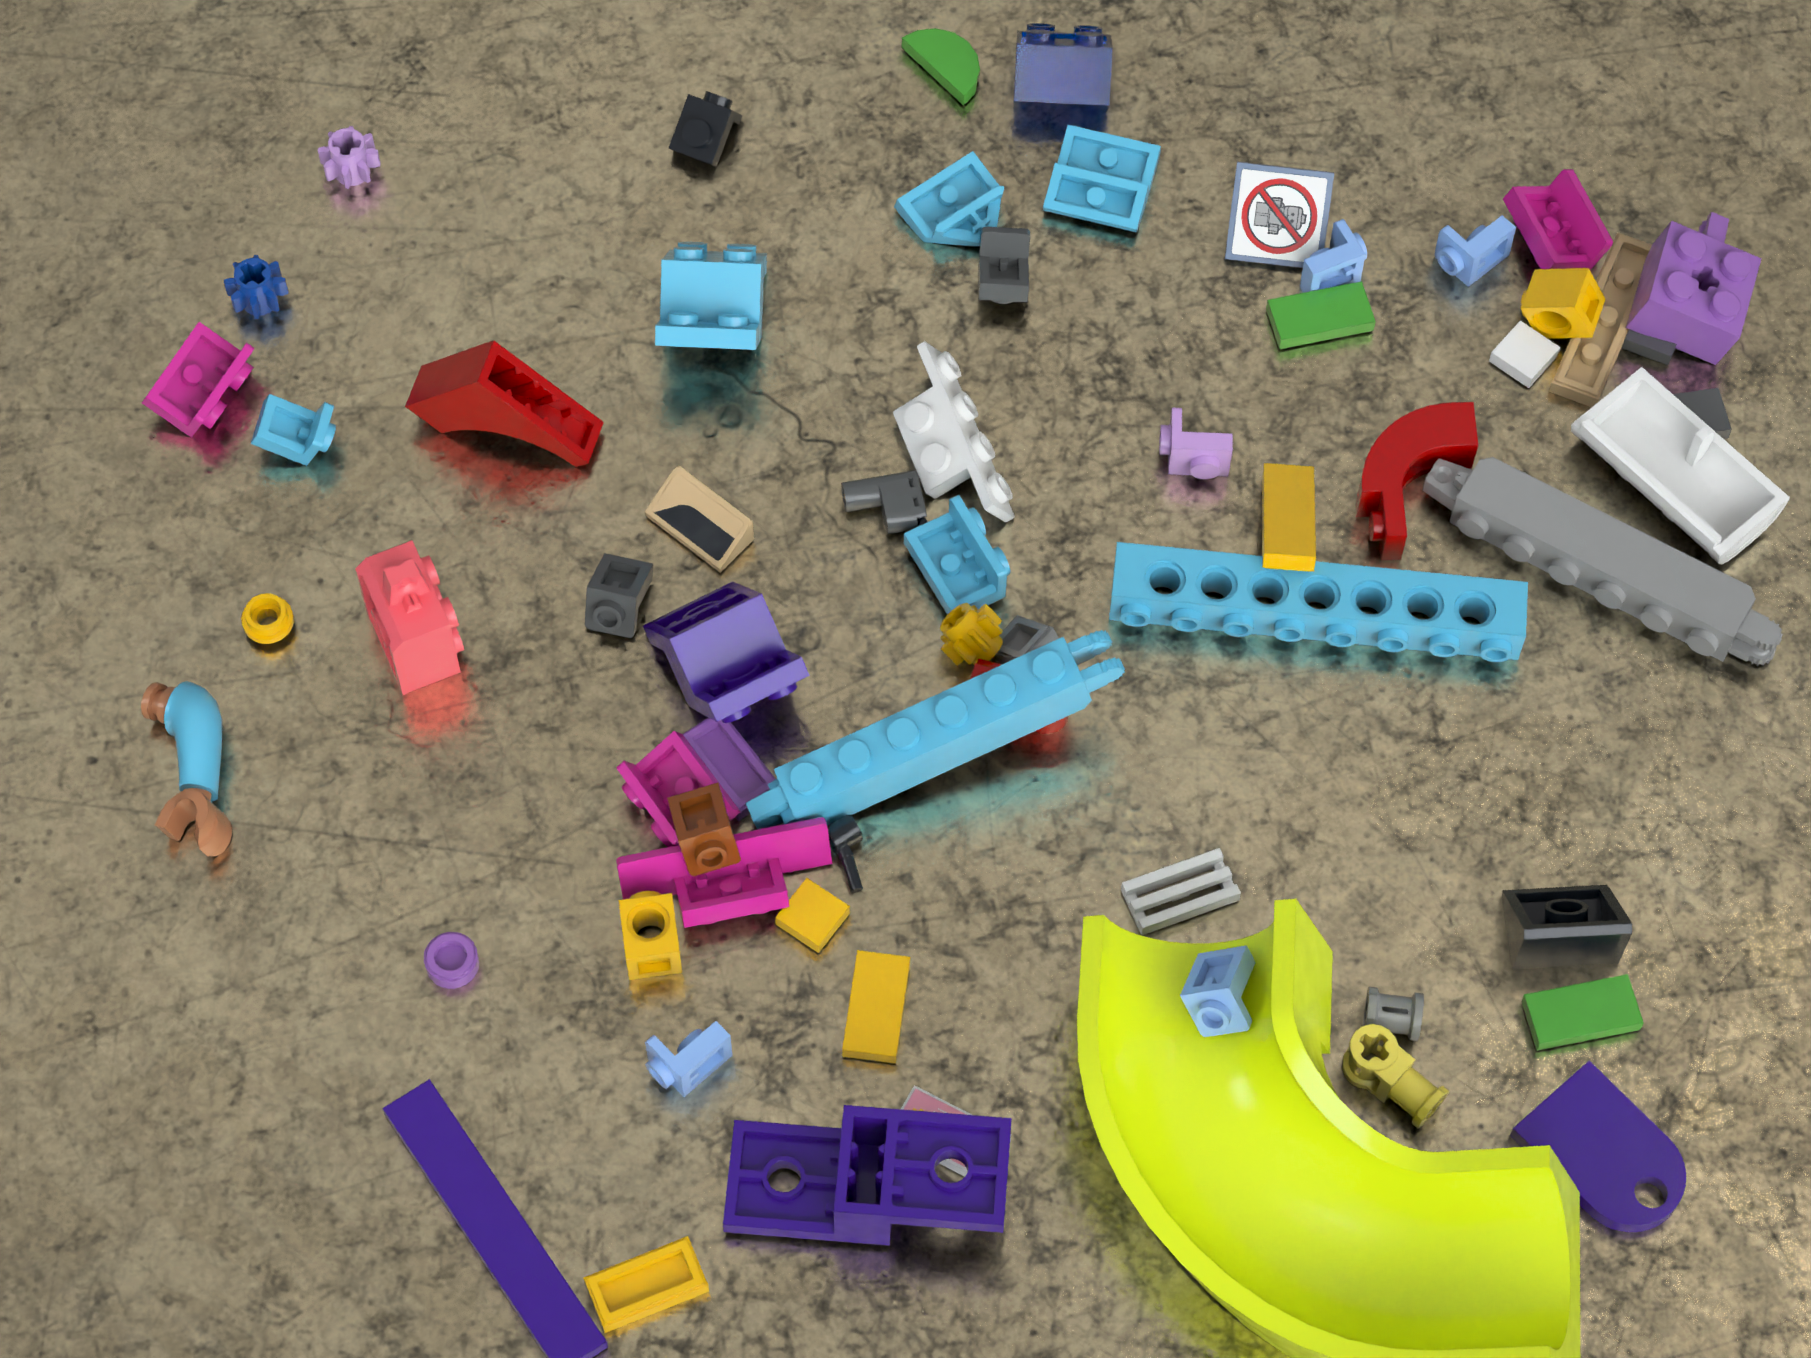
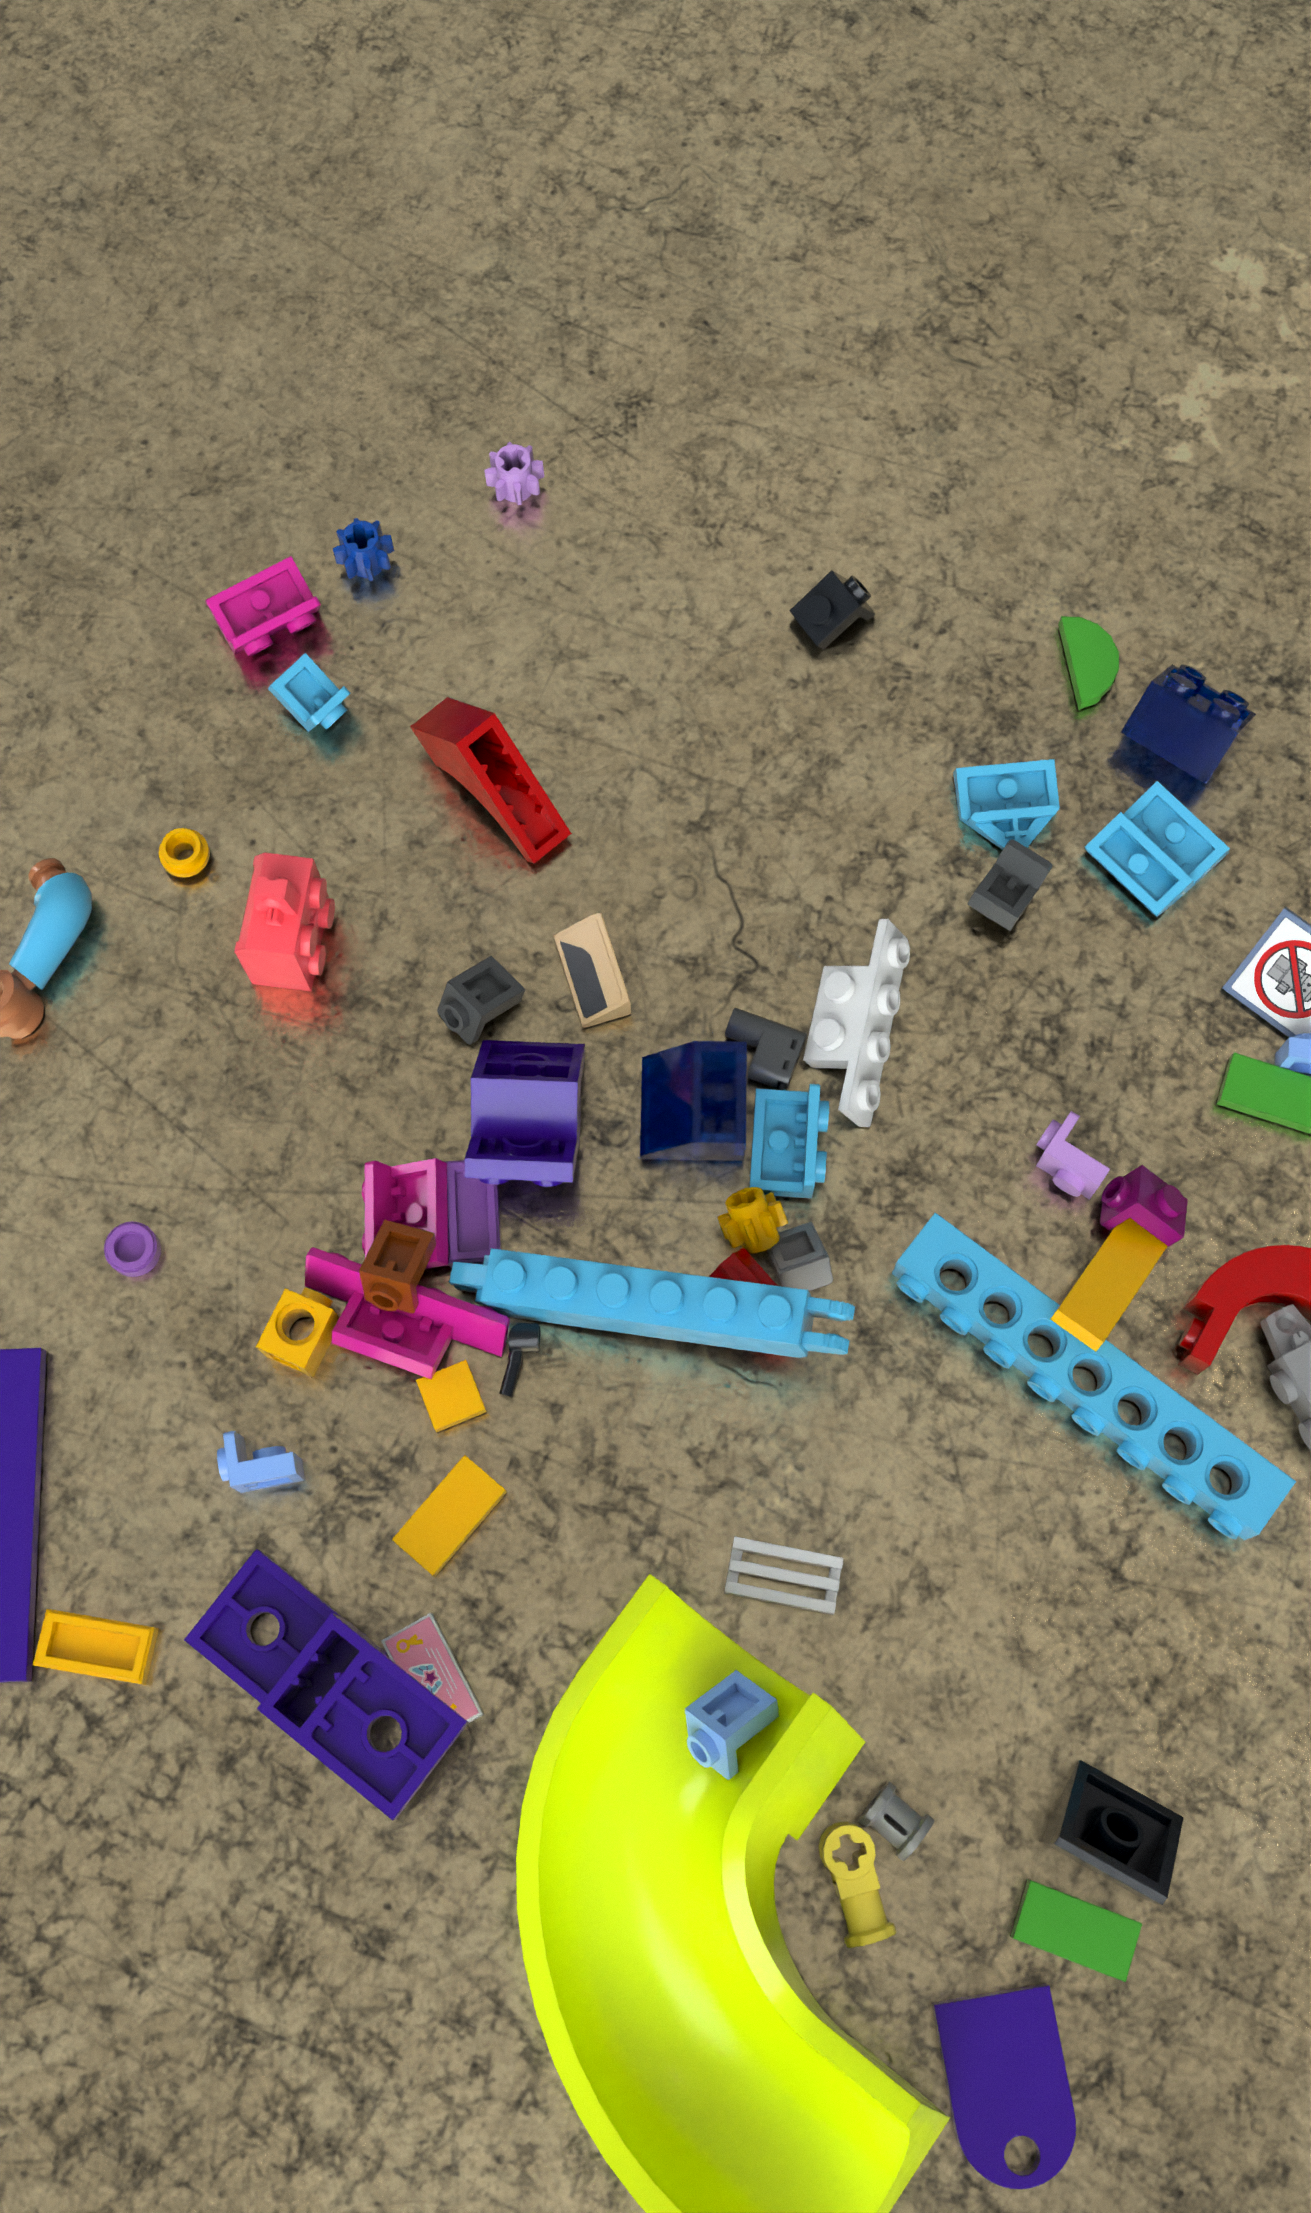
camera: 35 degrees right, 10 degrees up
(711, 297) = (728, 773): medium azure bracket -> none
(862, 569) = (694, 1102): none -> clear blue slope
(1275, 443) = (1148, 1202): none -> magenta bracket

